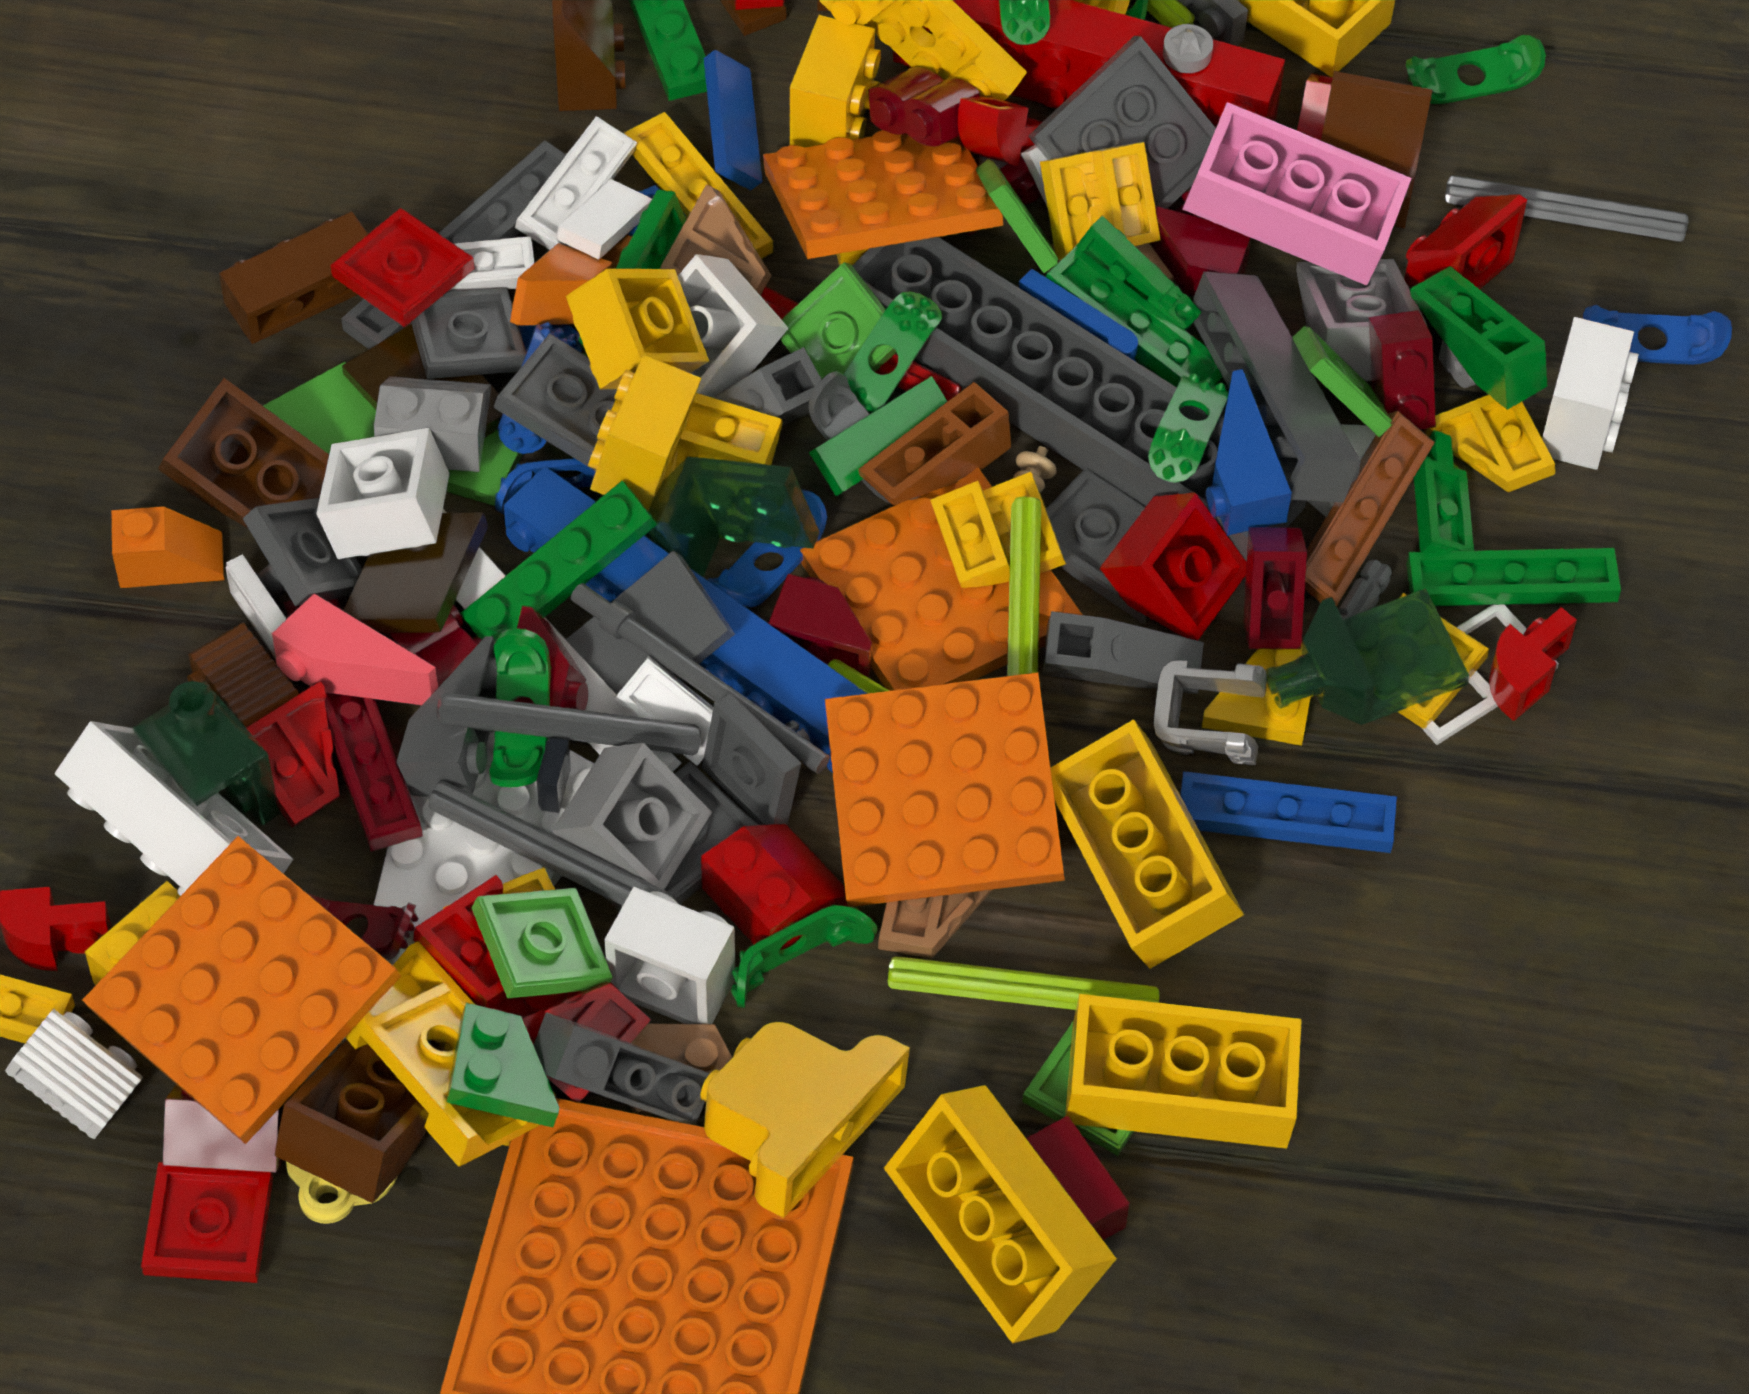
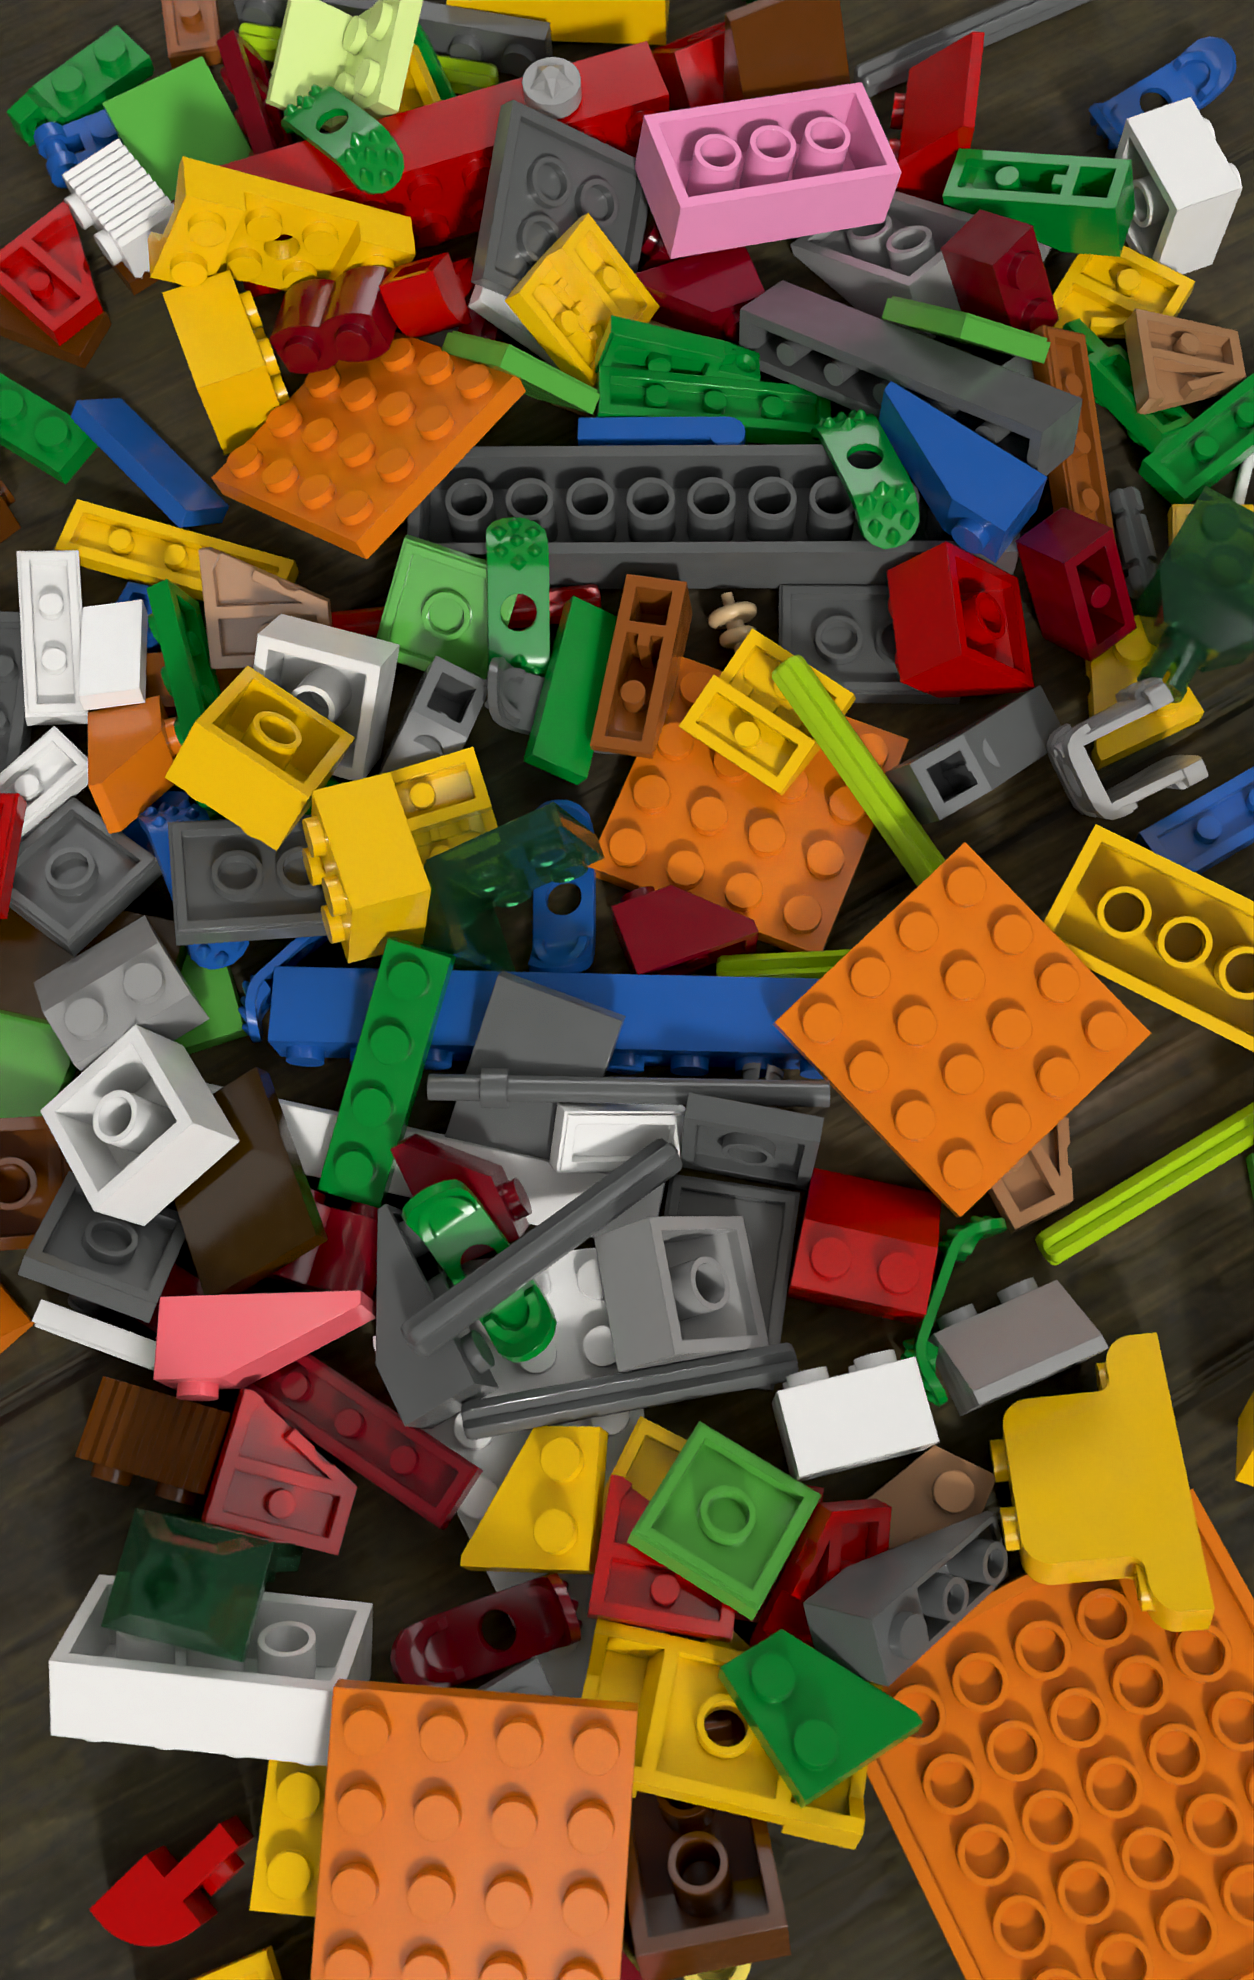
camera: 30 degrees left, 15 degrees up
(440, 870) = (546, 1506): none -> yellow wing
(553, 774) = (567, 1306): black tile -> none
(811, 996) = (1012, 1344): none -> light grey slope
(1495, 507) = (1180, 360): none -> medium nougat wing

